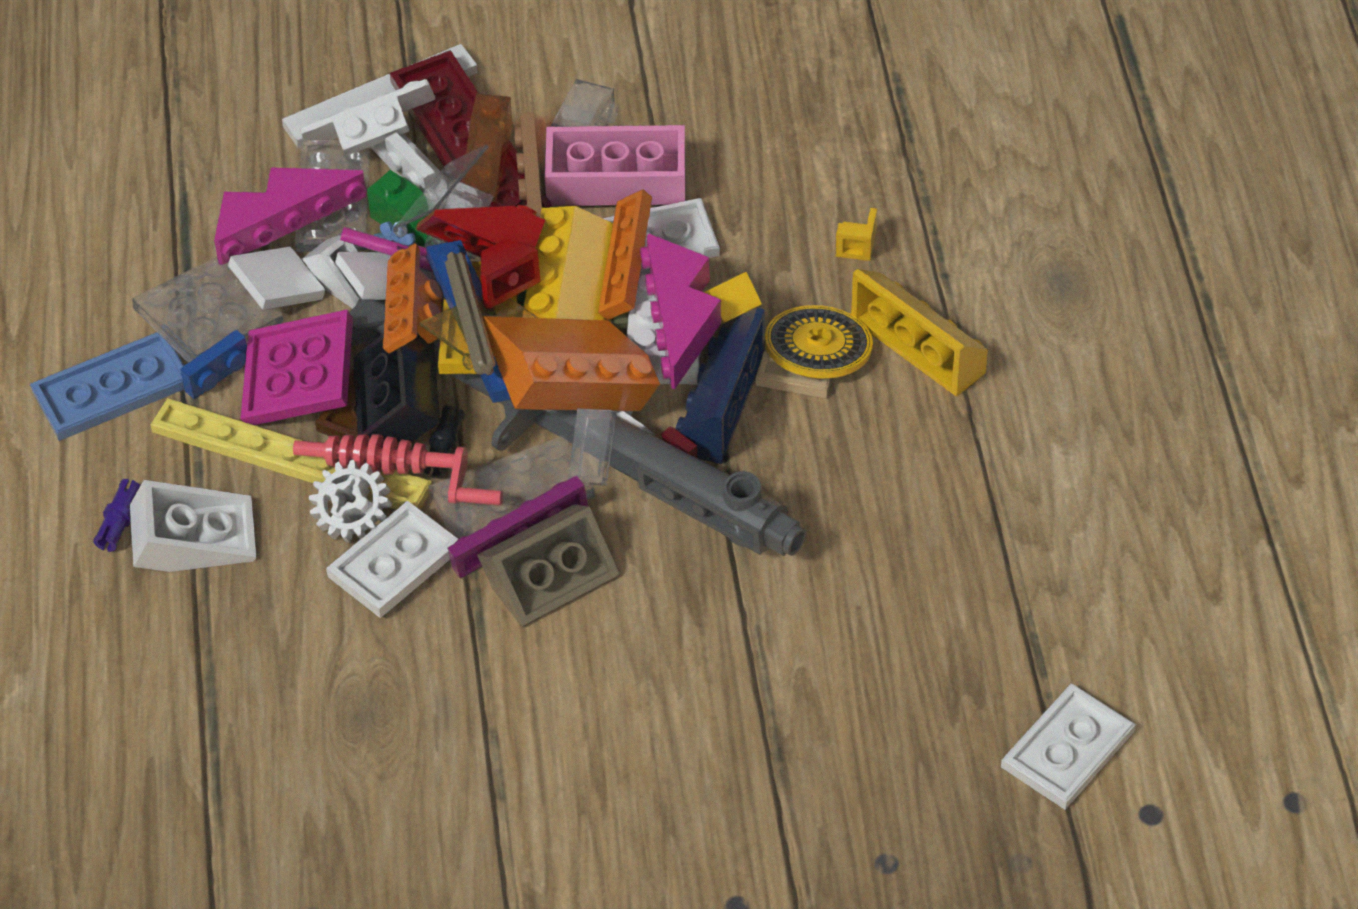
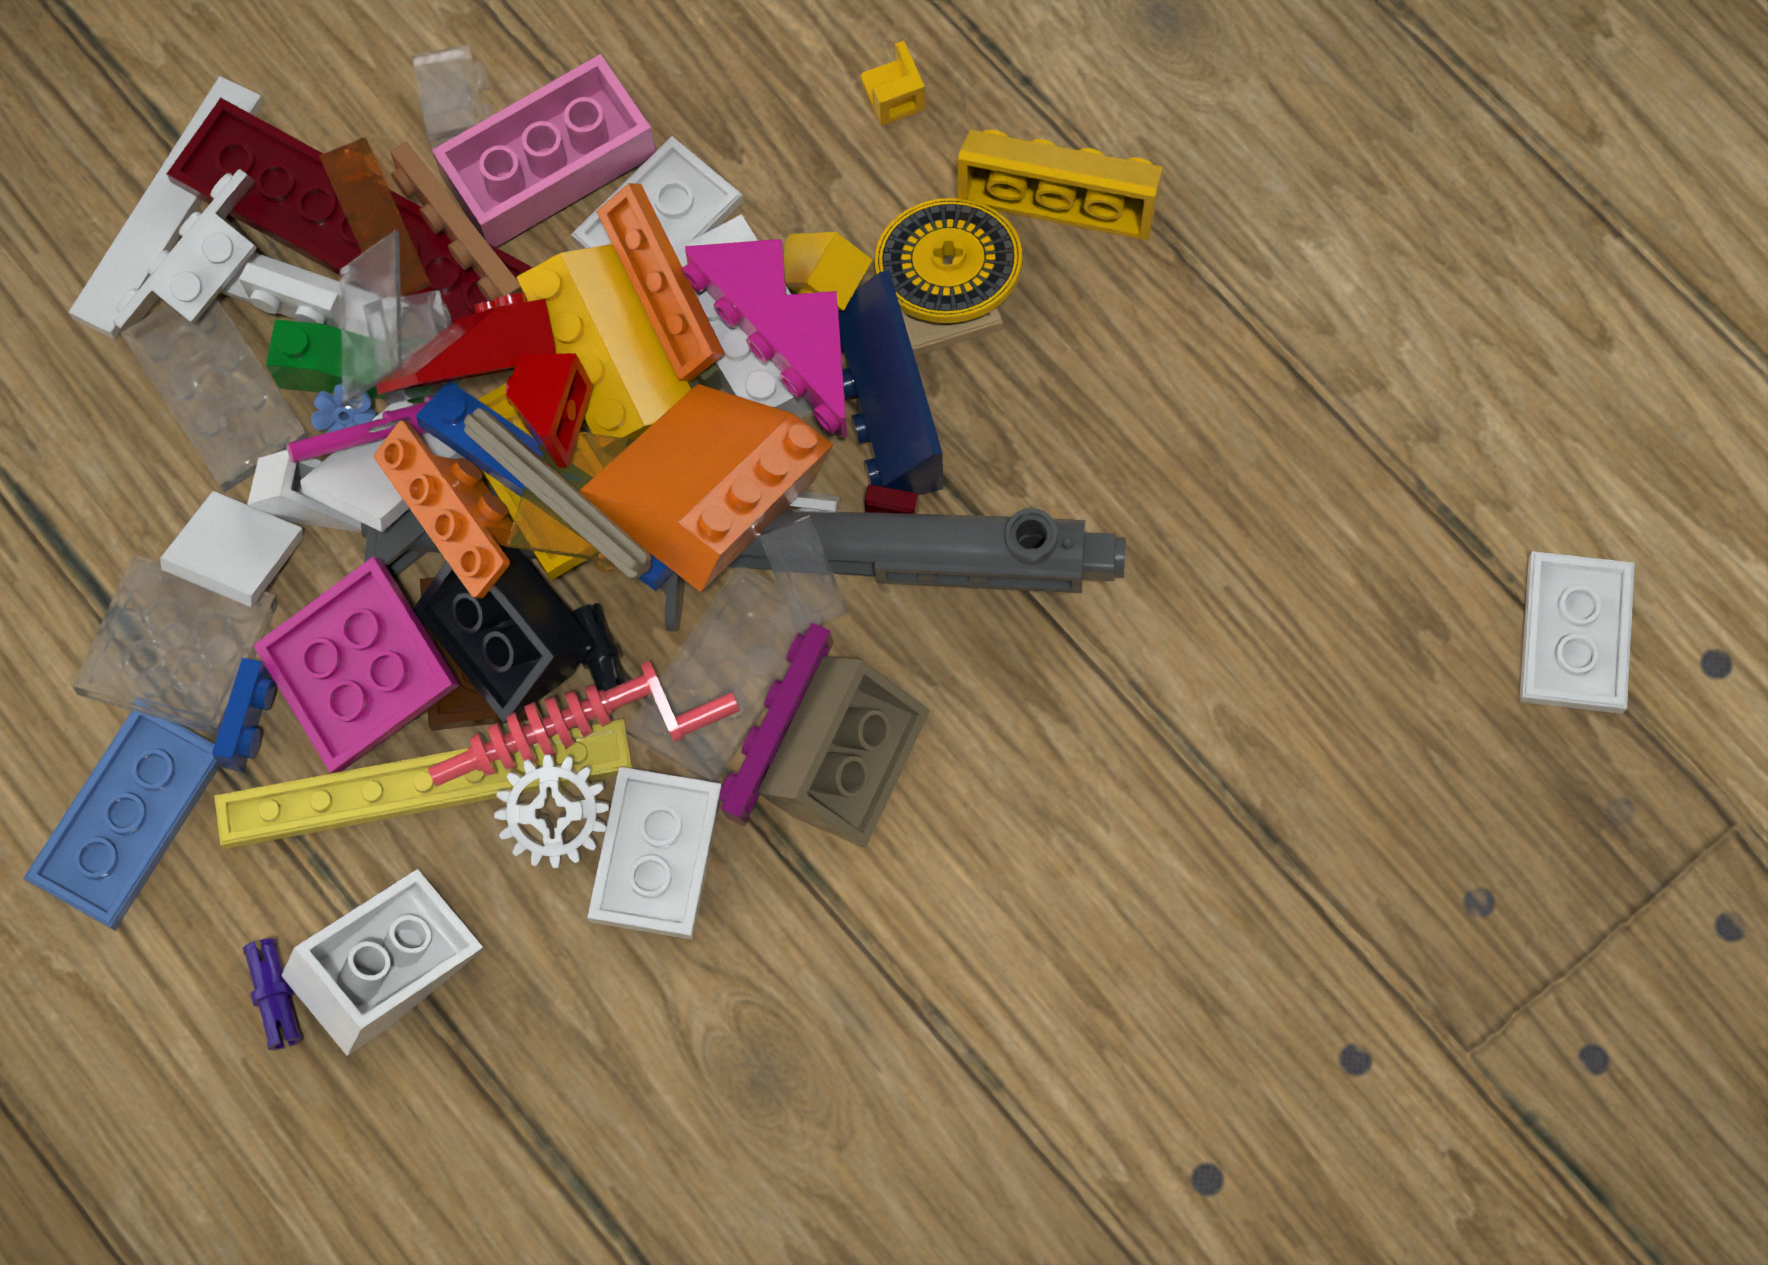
camera: 30 degrees left, 20 degrees up
(290, 202) = (182, 437): dark pink slope -> none

